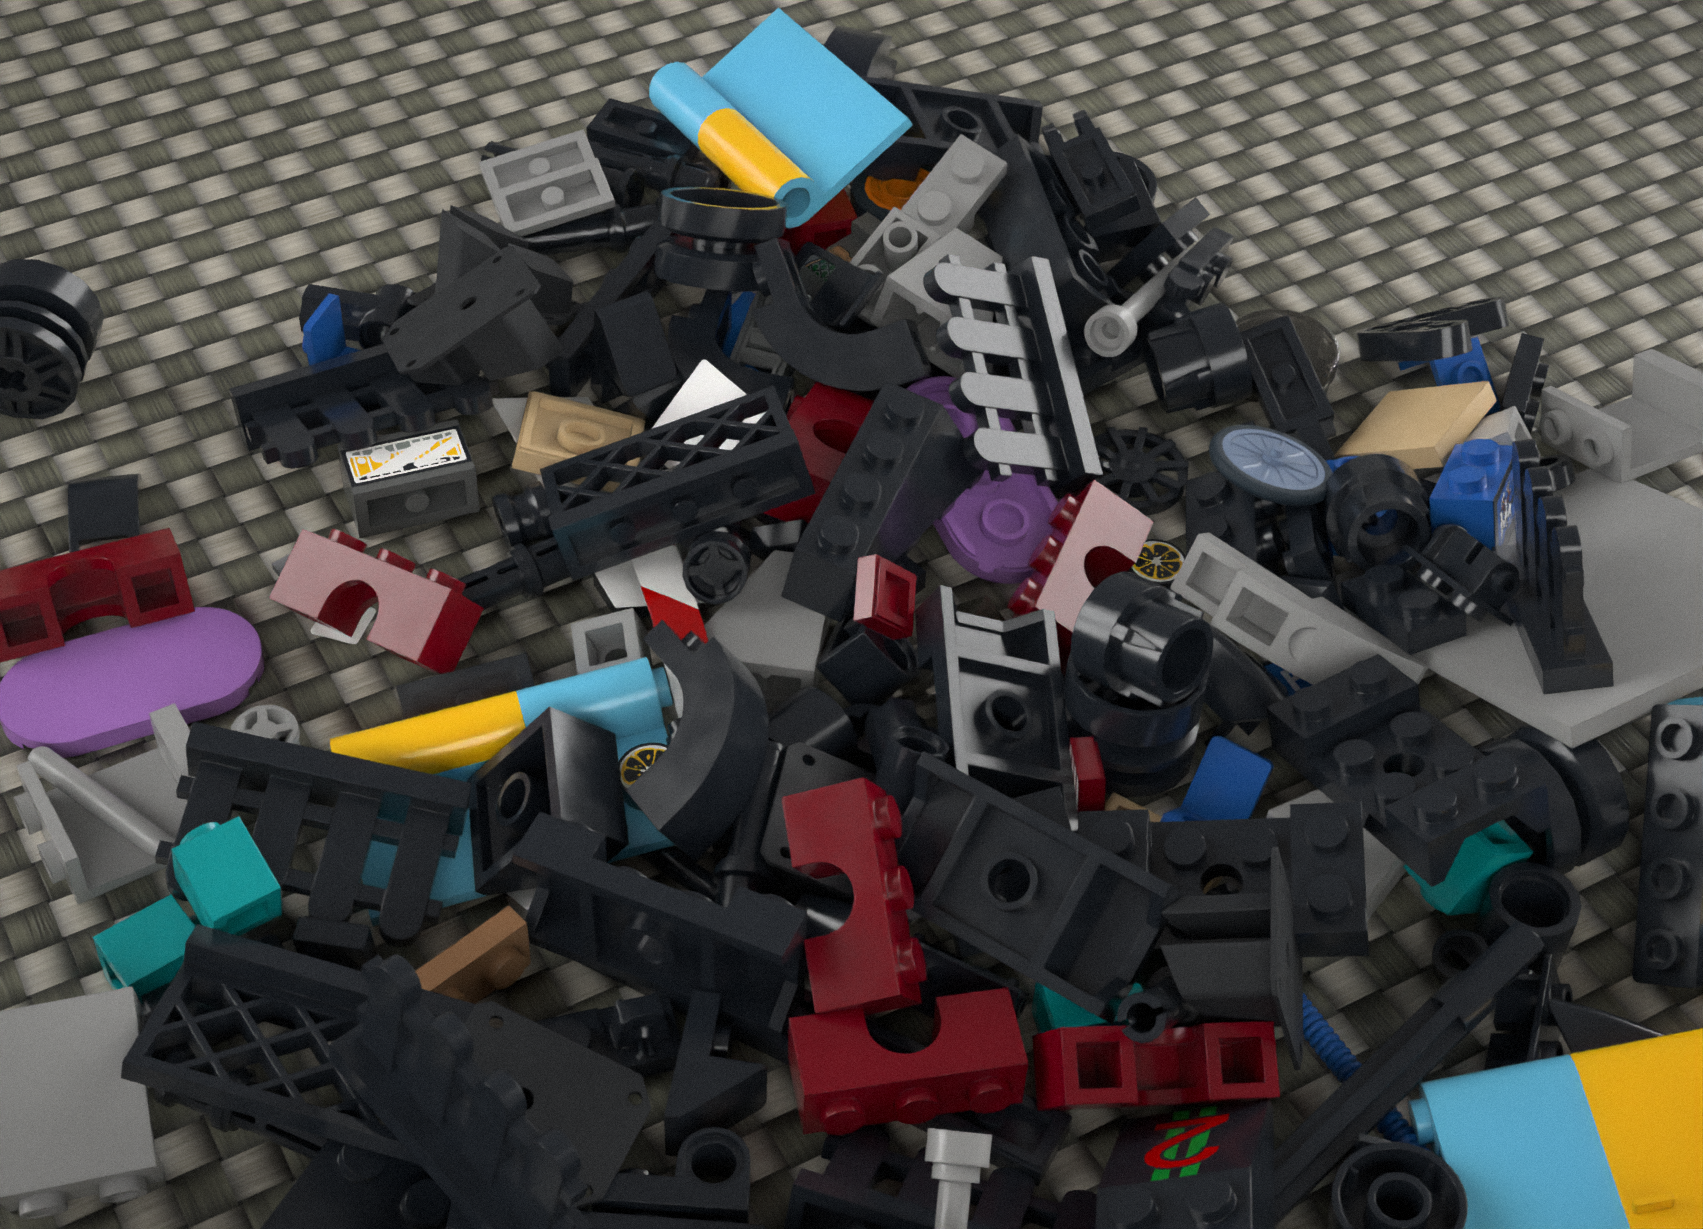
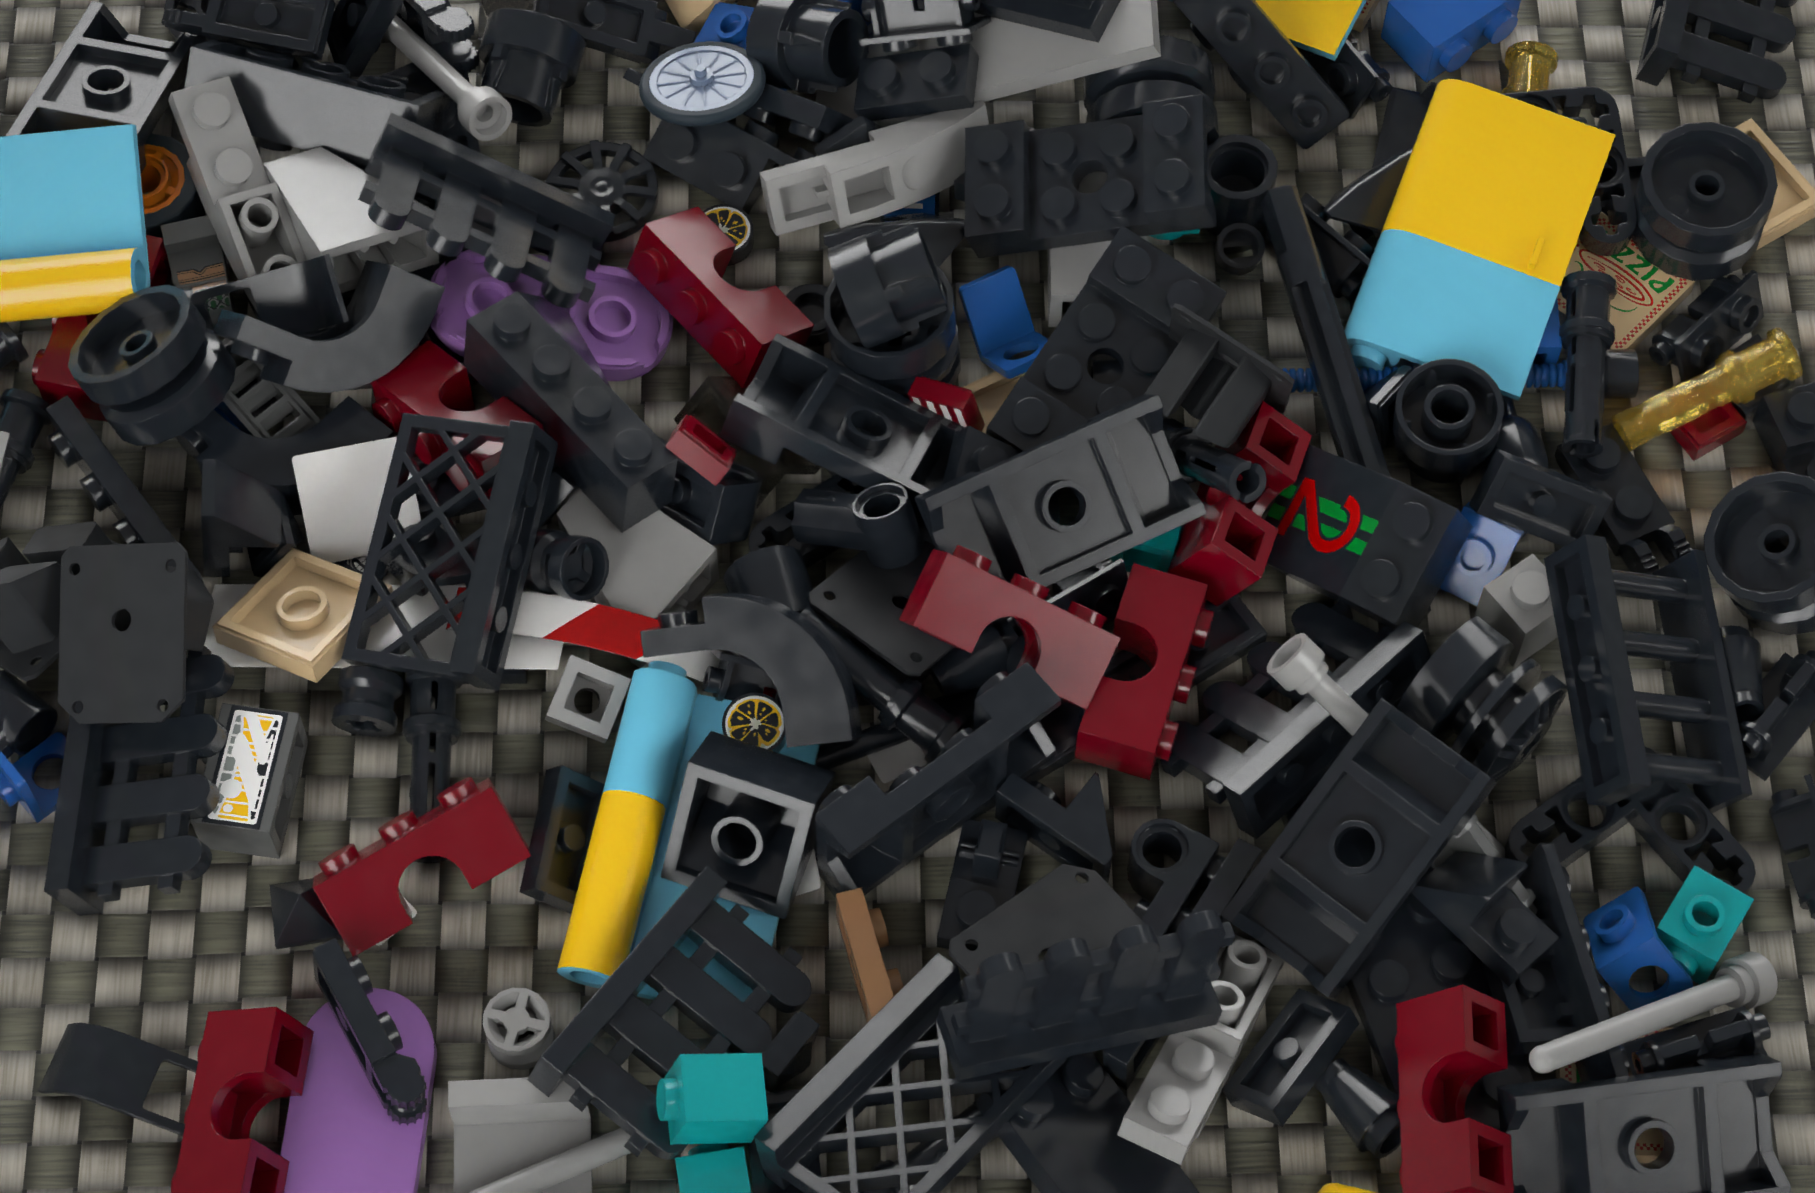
camera: 60 degrees left, 15 degrees up
(198, 633) = (370, 1035): none -> black hinge

